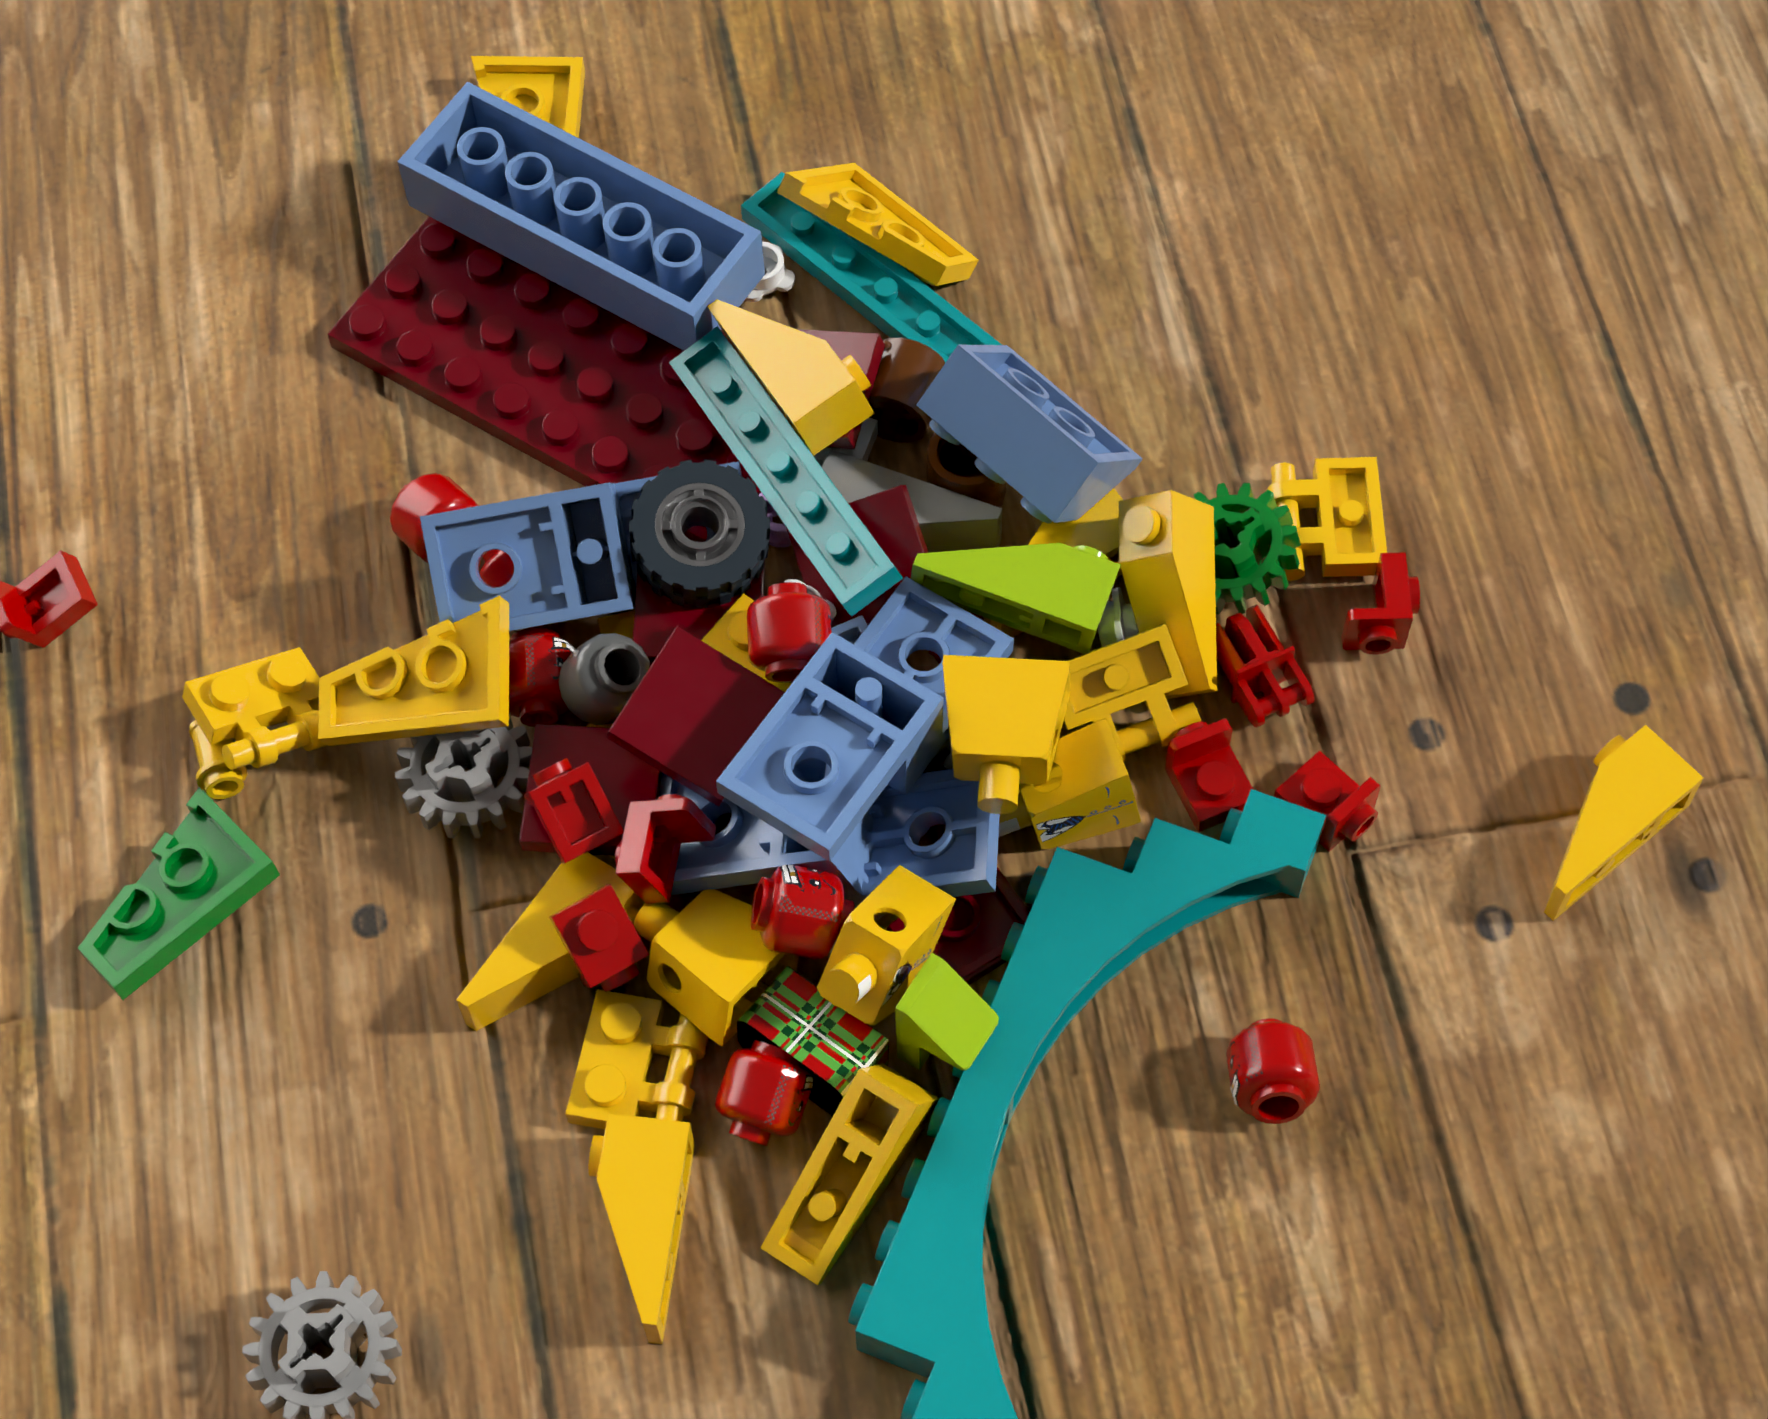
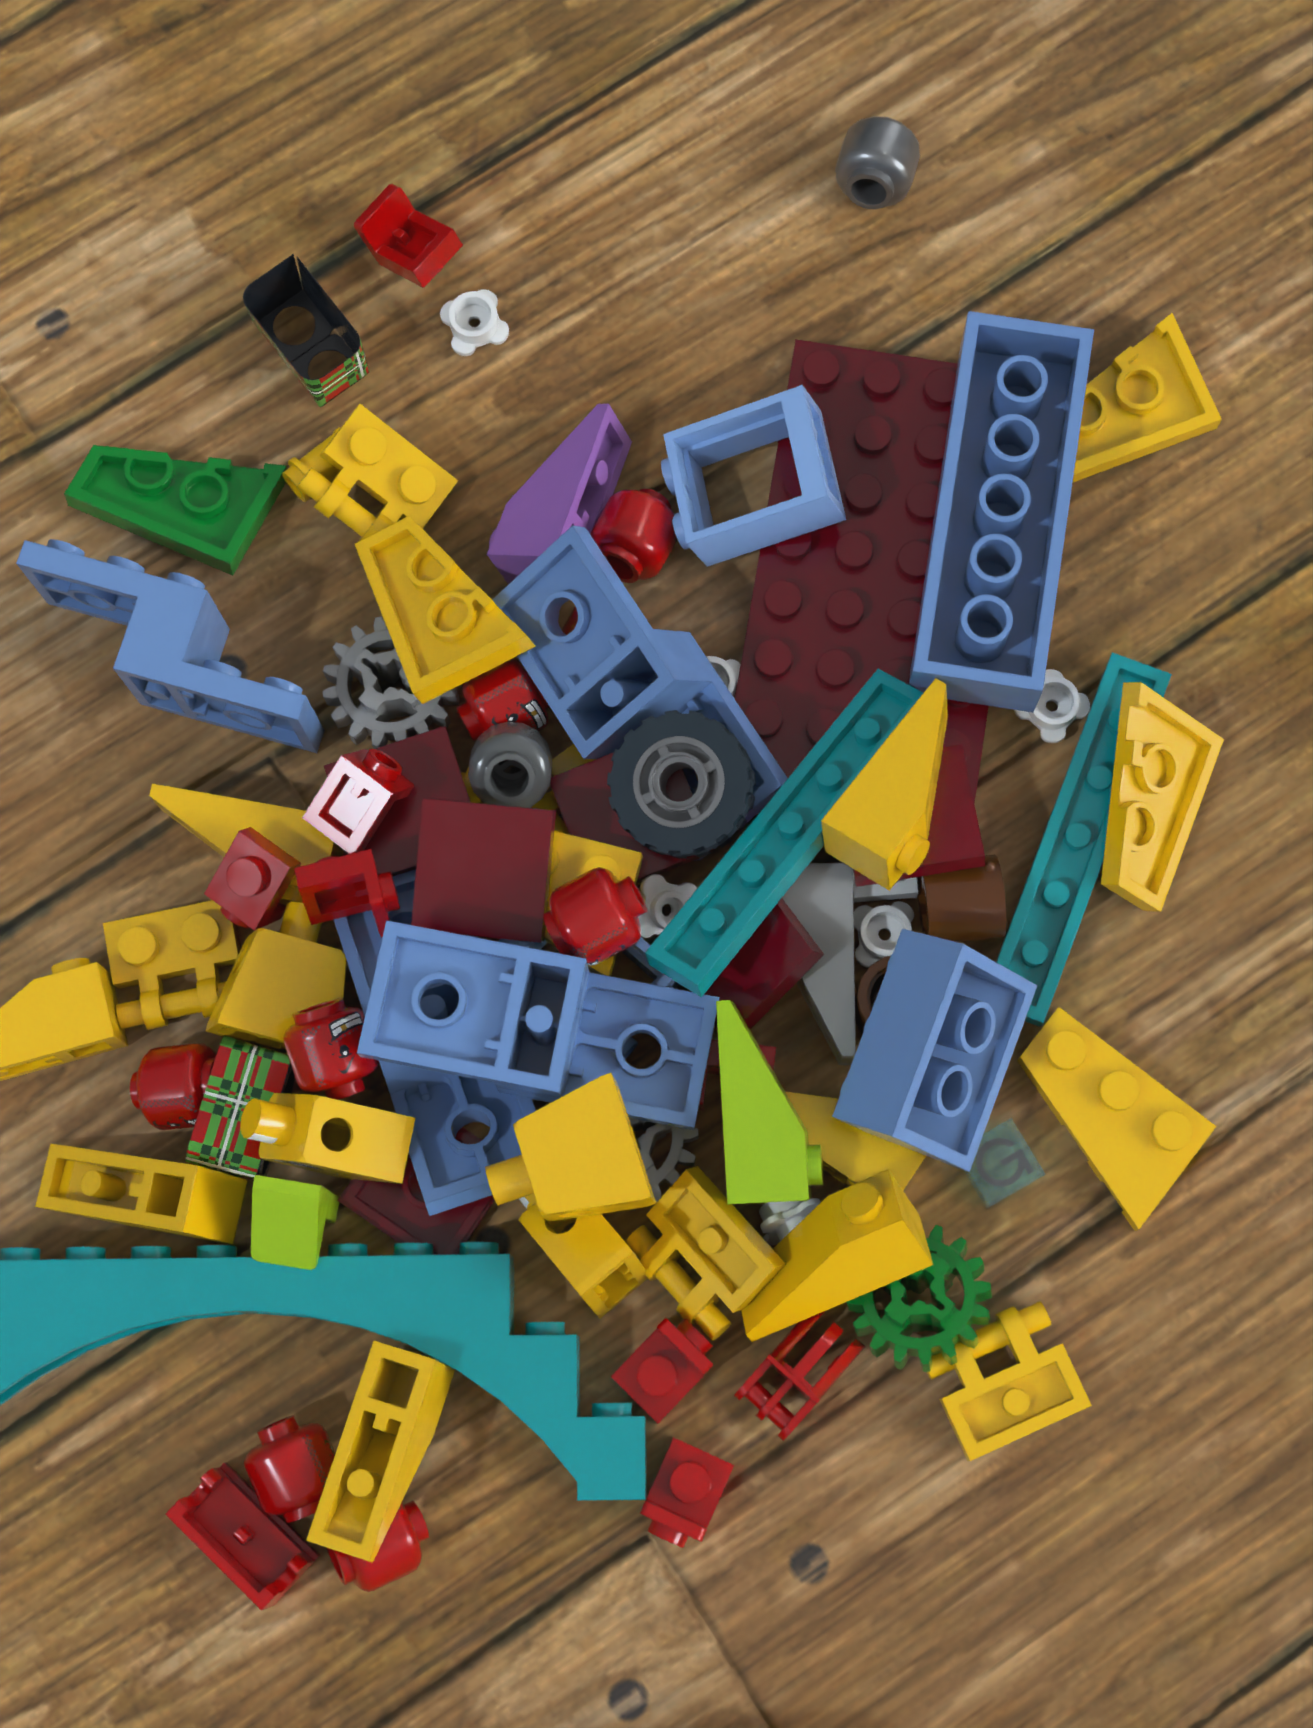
camera: 70 degrees right, 15 degrees up
(62, 699) = (283, 289): none -> black piece
(151, 566) = (466, 307): none -> white plate
(205, 211) = (877, 162): none -> flat silver head
(327, 930) = (171, 644): none -> medium blue bracket
(375, 567) = (562, 492): none -> medium lavender slope
(414, 334) = (738, 431): none -> light blue window
(903, 452) = (871, 921): none -> white plate
(1137, 355) = (1118, 1114): none -> yellow wing
(1153, 446) = (1003, 1164): none -> clear light blue tile
(1178, 1118) = (290, 1467): none -> red head
(1191, 1018) = (380, 1449): none -> yellow slope
(1224, 1195) = (241, 1539): none -> red hinge
(1395, 601) = (935, 1483): red bracket -> none

